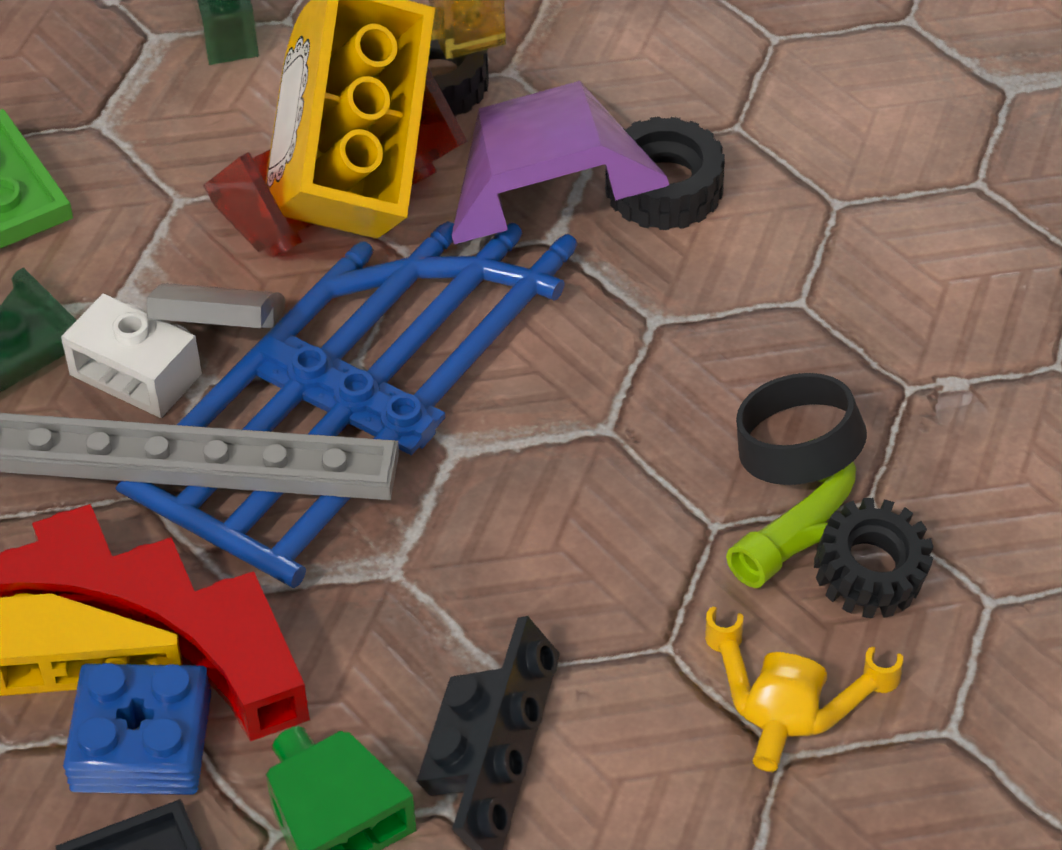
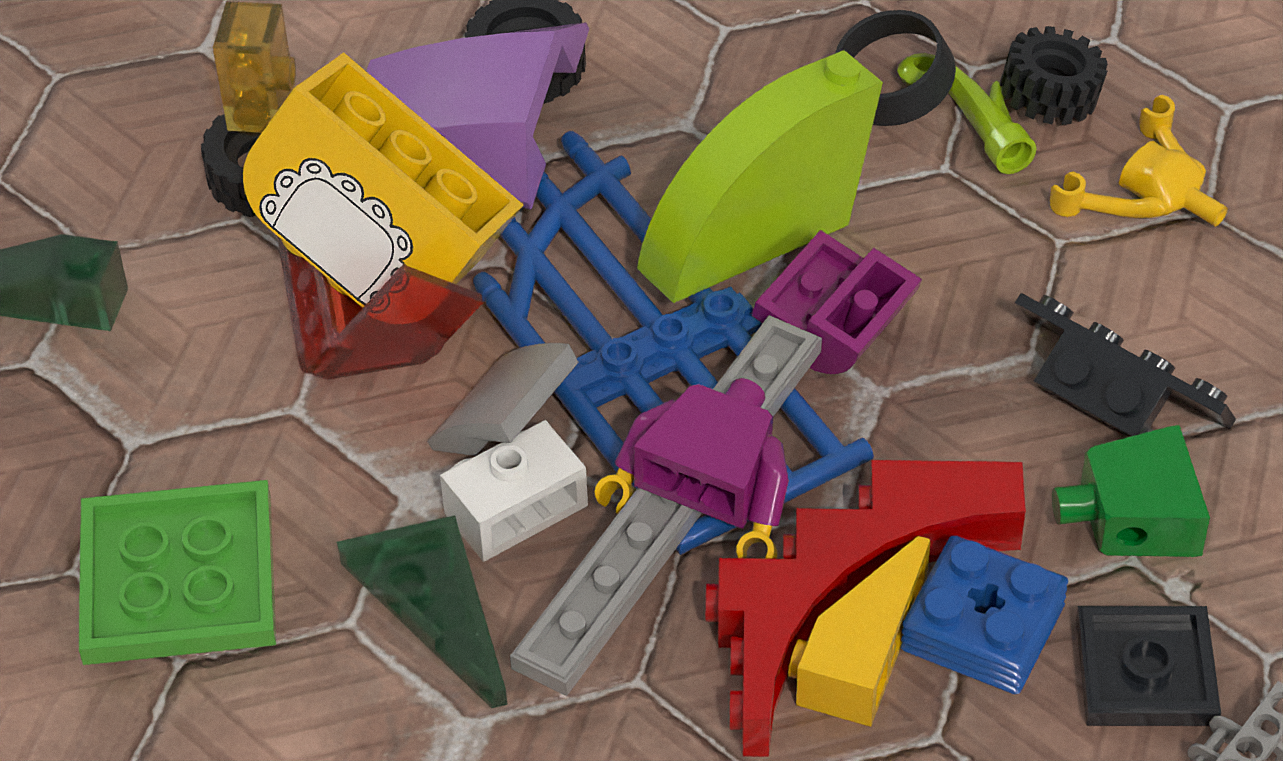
camera: 65 degrees left, 0 degrees up
(181, 454) = (708, 456): none -> magenta torso
(456, 486) = (838, 299): none -> magenta brick
(530, 363) = (764, 178): none -> lime brick

